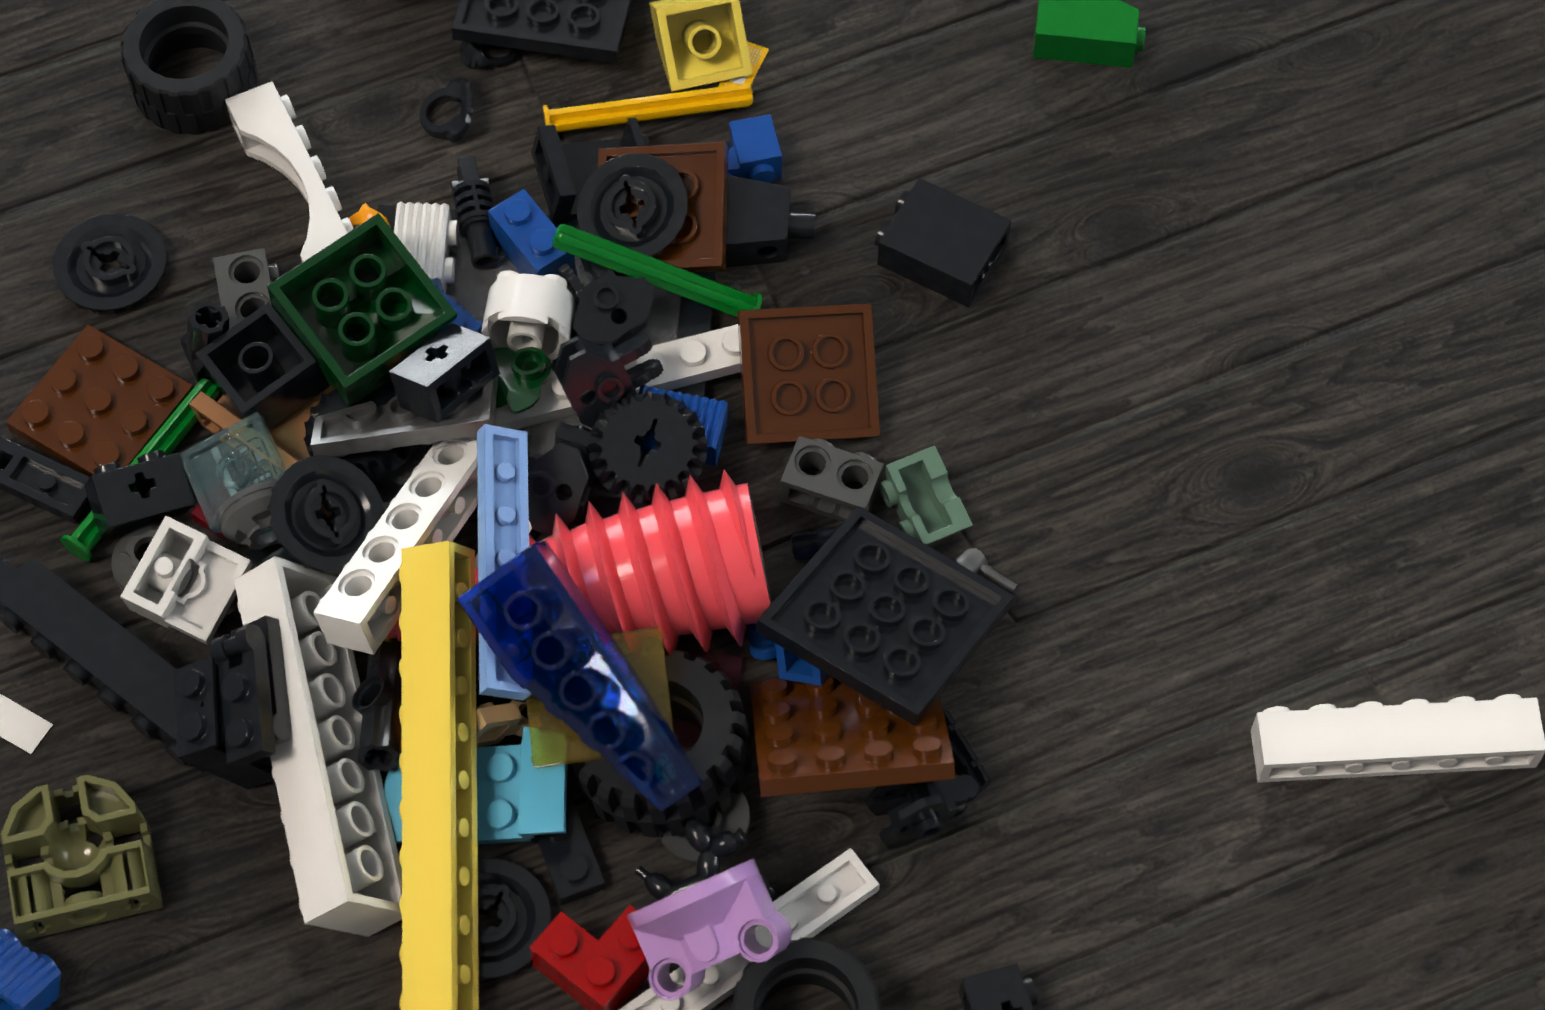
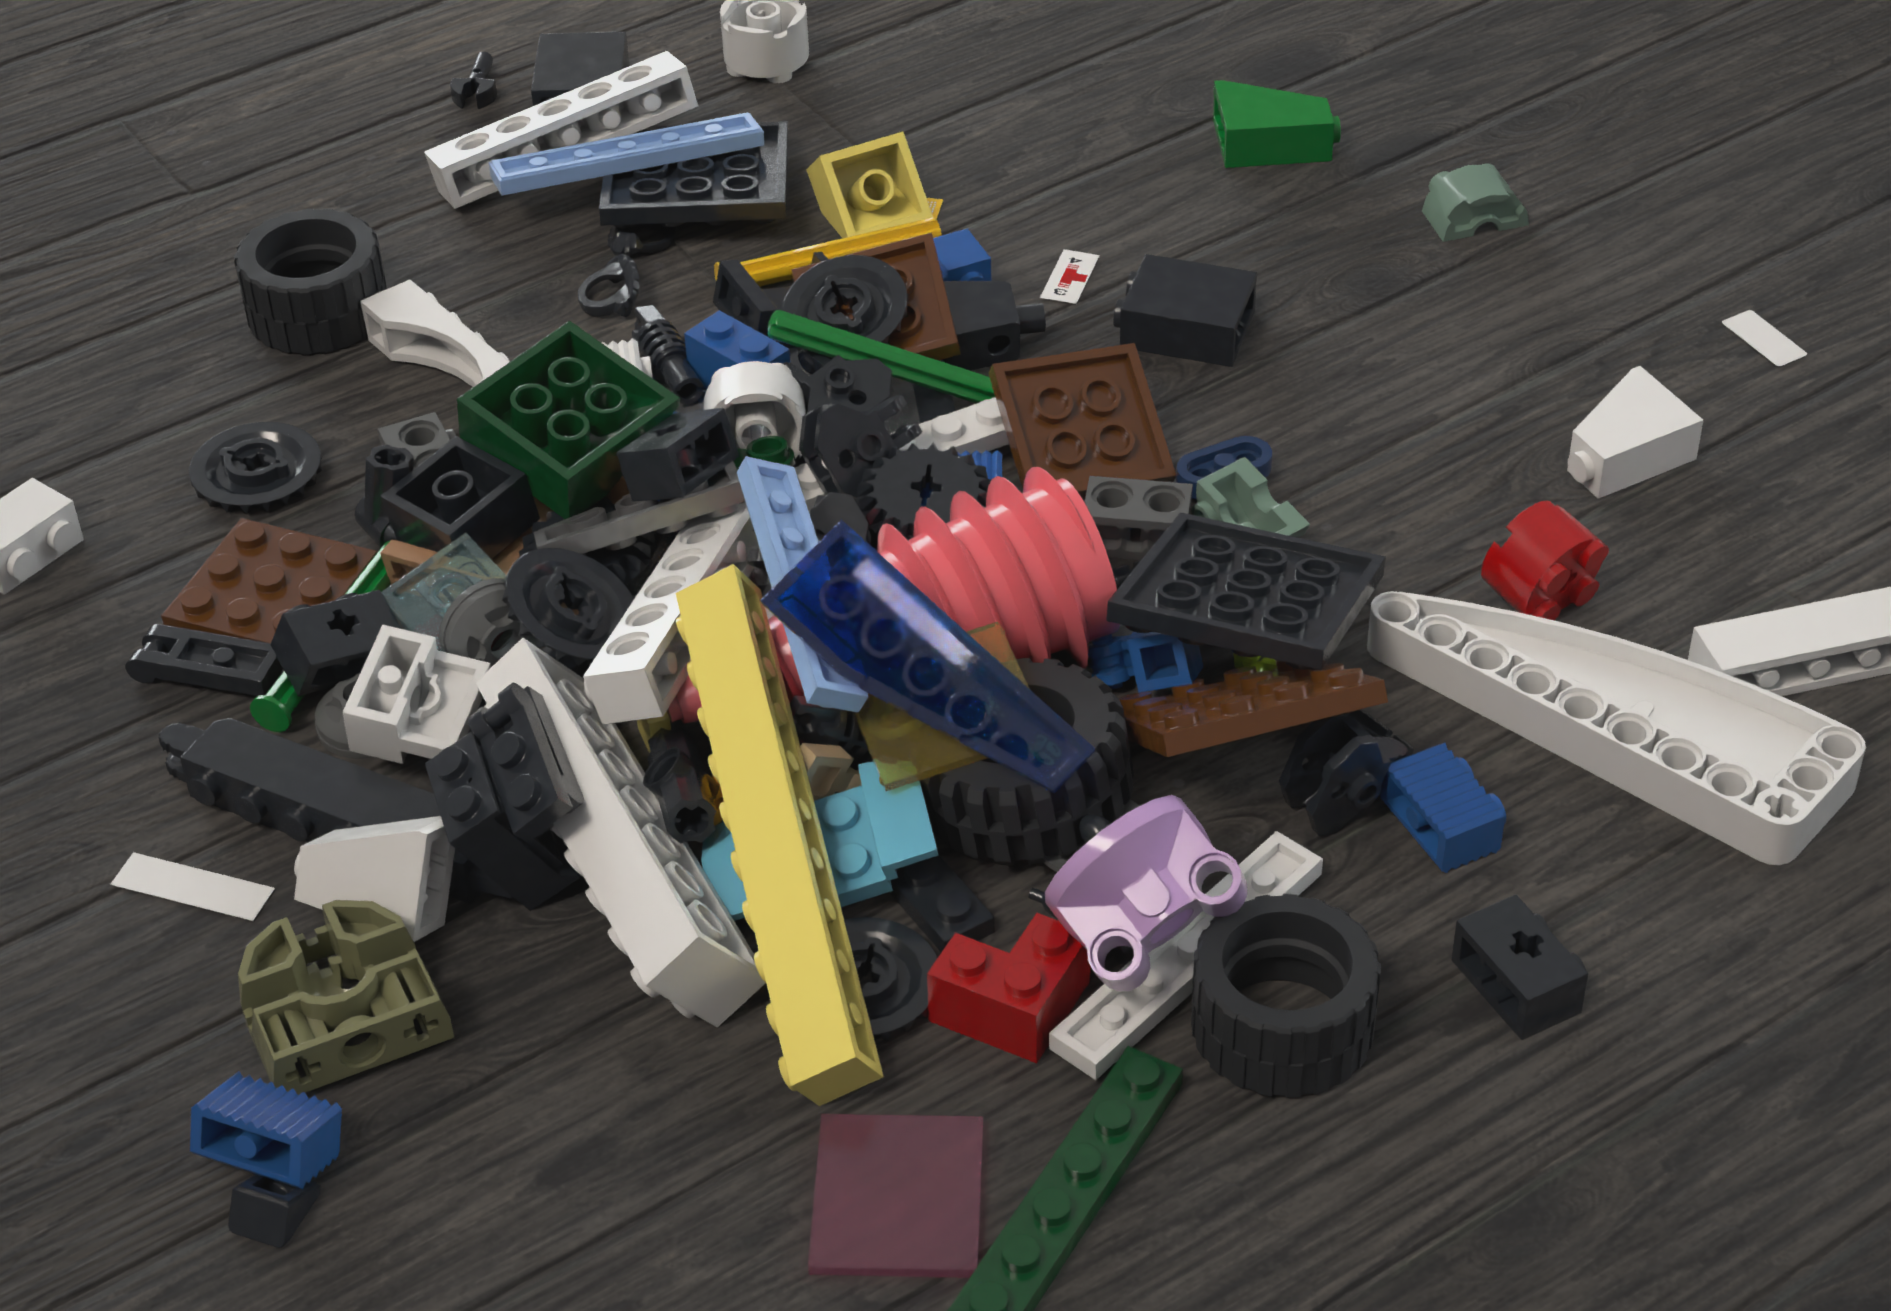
camera: 10 degrees left, 20 degrees down
(126, 747) = (392, 864): none -> white slope
(856, 169) = (1069, 276): none -> white sticker
(921, 432) = (1217, 456): none -> dark blue plate
(995, 849) = (1444, 807): none -> blue brick
(1156, 613) = (1545, 562): none -> red brick
(1215, 792) = (1636, 716): none -> white beam
(1238, 154) = (1470, 197): none -> sand green cylinder
(1284, 472) = (1633, 436): none -> white slope
(1449, 368) = (1764, 338): none -> white sticker

